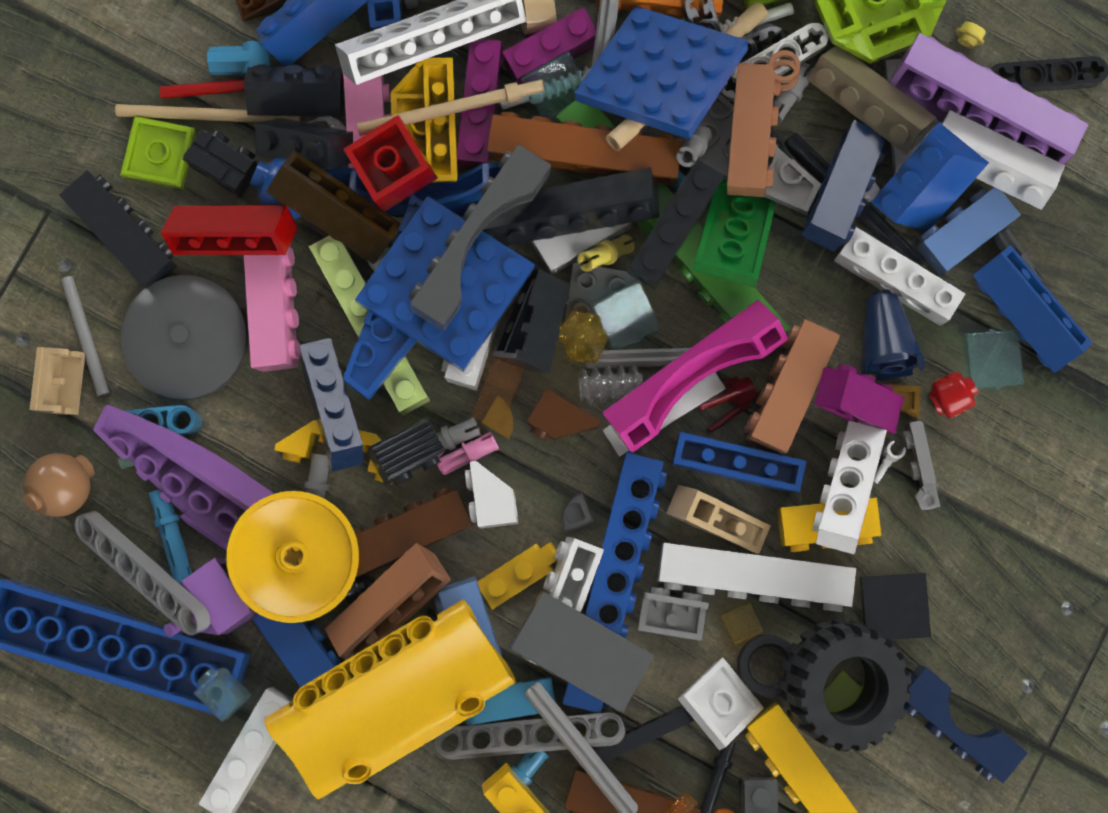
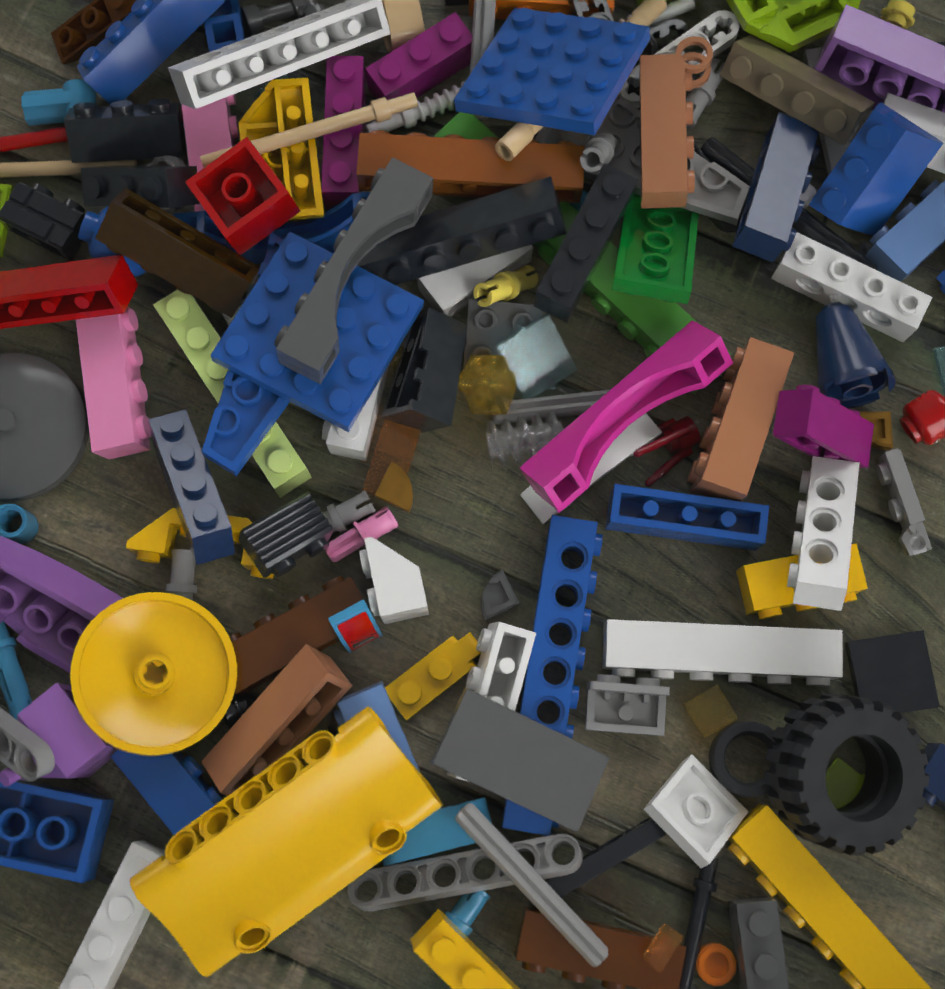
camera: 10 degrees left, 5 degrees down
(221, 693) = (74, 851): clear light blue brick -> none
(457, 531) = (355, 626): none -> slope
(559, 418) = (468, 483): reddish brown slope -> none
(560, 82) = (435, 98): clear light blue piece -> none
(718, 519) = (668, 586): tan slope -> none
(887, 461) = (864, 498): white hand -> none

